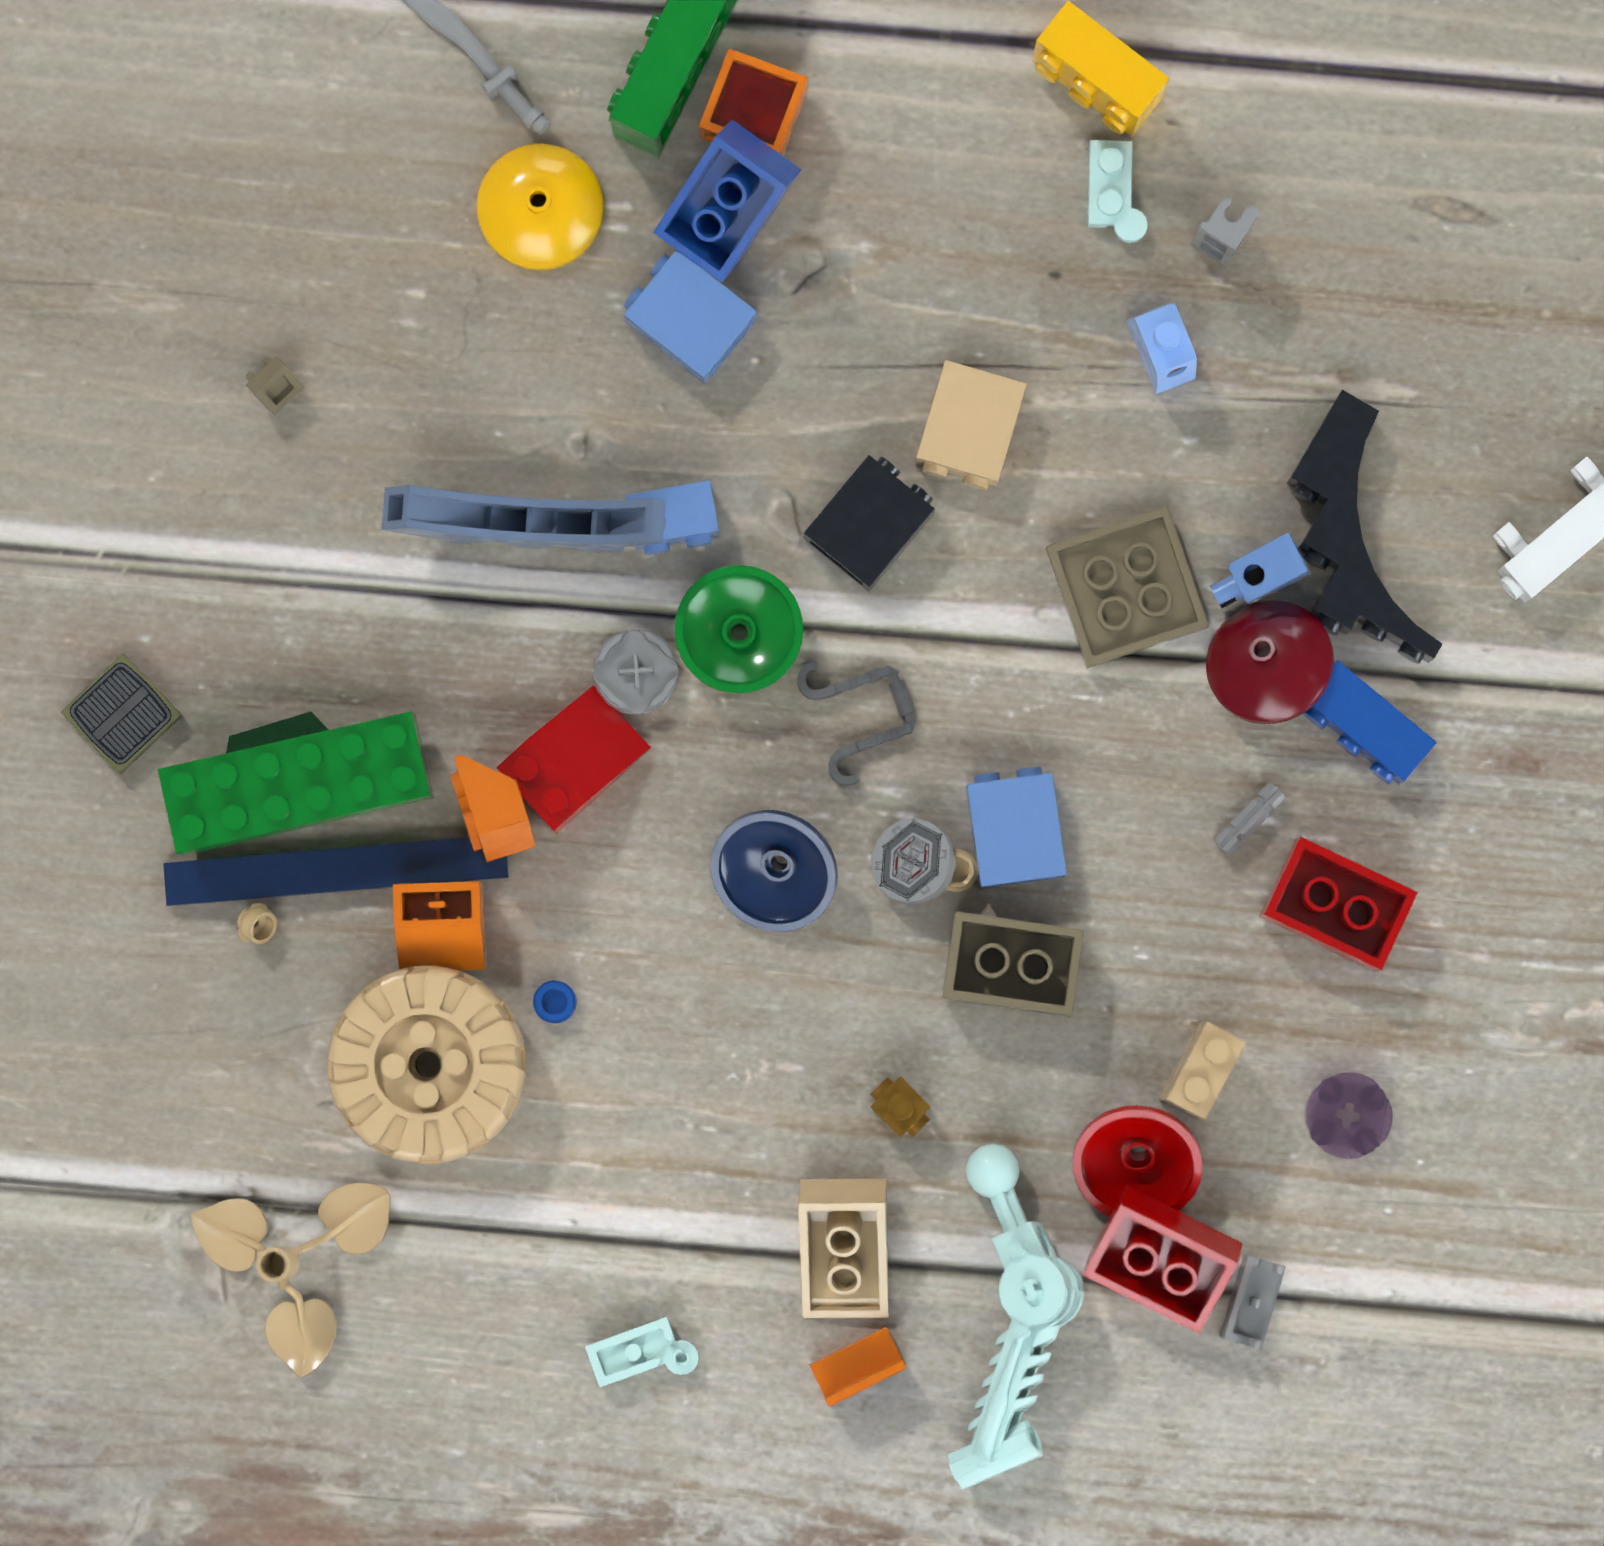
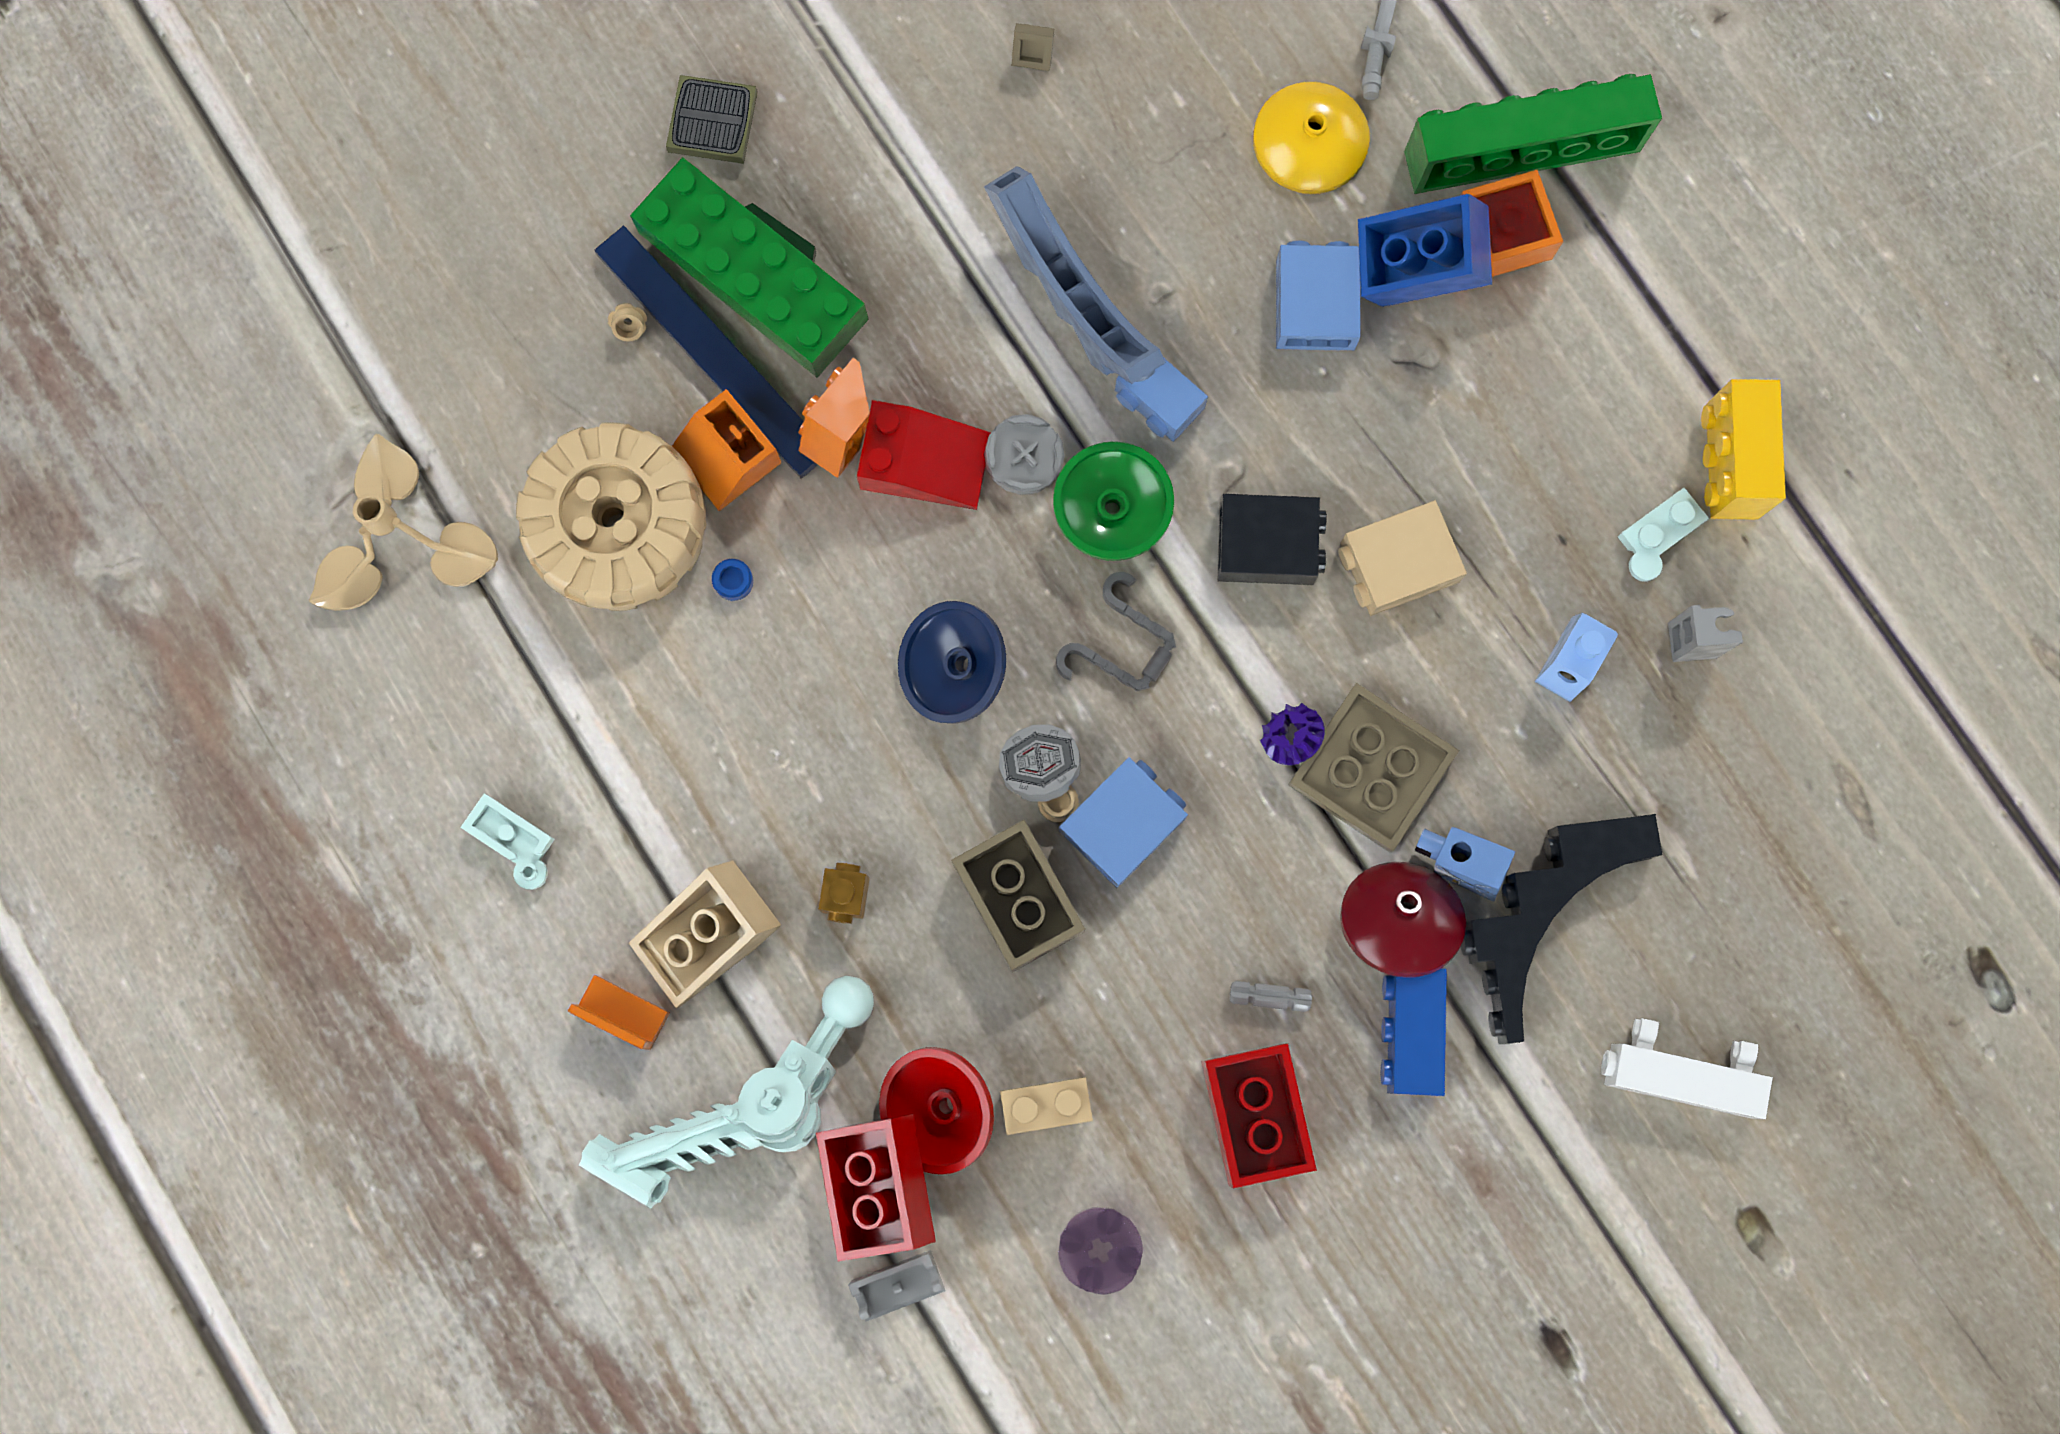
camera: 50 degrees right, 5 degrees down
(1064, 627) = (1305, 741): none -> dark purple gear

